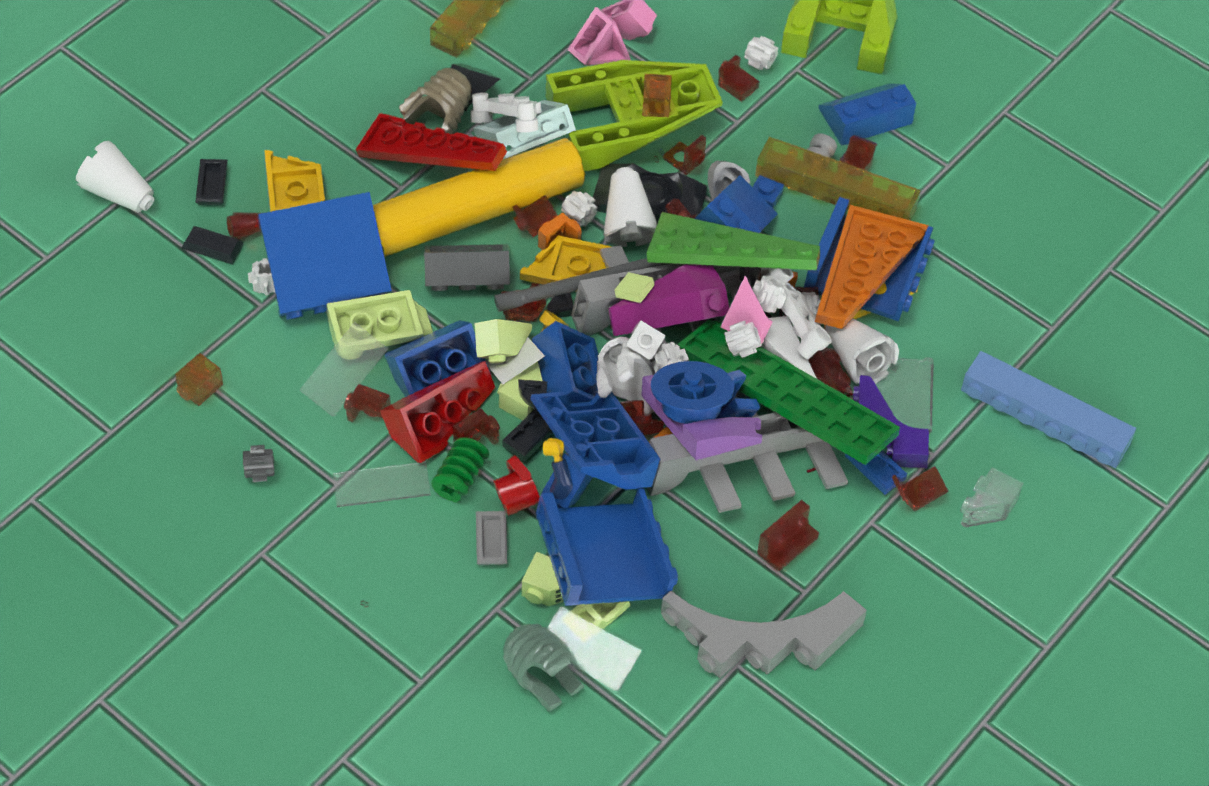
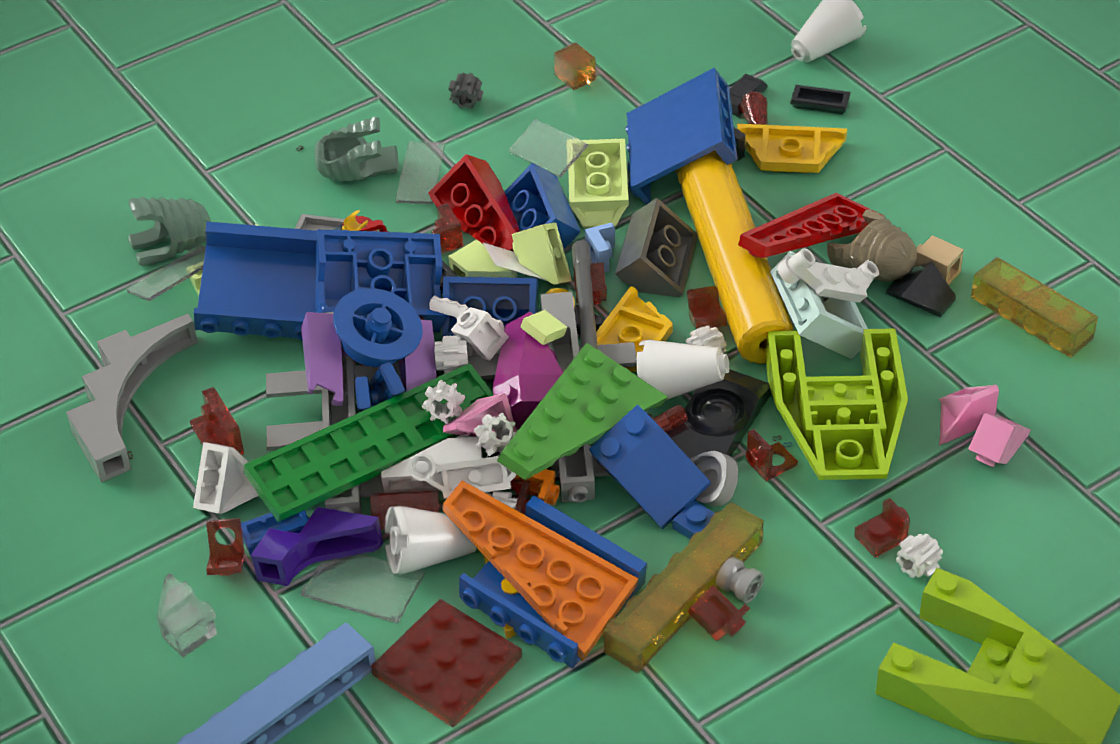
camera: 110 degrees right, 10 degrees down
(366, 400) = (508, 163): clear red bracket -> none
(392, 540) = (348, 156): none -> sand green hair
(428, 66) = (944, 256): none -> tan brick
(459, 469) = (405, 210): green piece -> none
(471, 309) = (601, 243): none -> light blue bracket
(529, 387) = (460, 259): black tile -> none
(561, 226) = (682, 322): orange bracket -> none
(656, 95) = (829, 402): clear orange brick -> none
(847, 515) = (222, 480): none -> white slope
(869, 112) = (802, 648): blue slope -> none
(956, 318) = (446, 662): none -> clear red plate

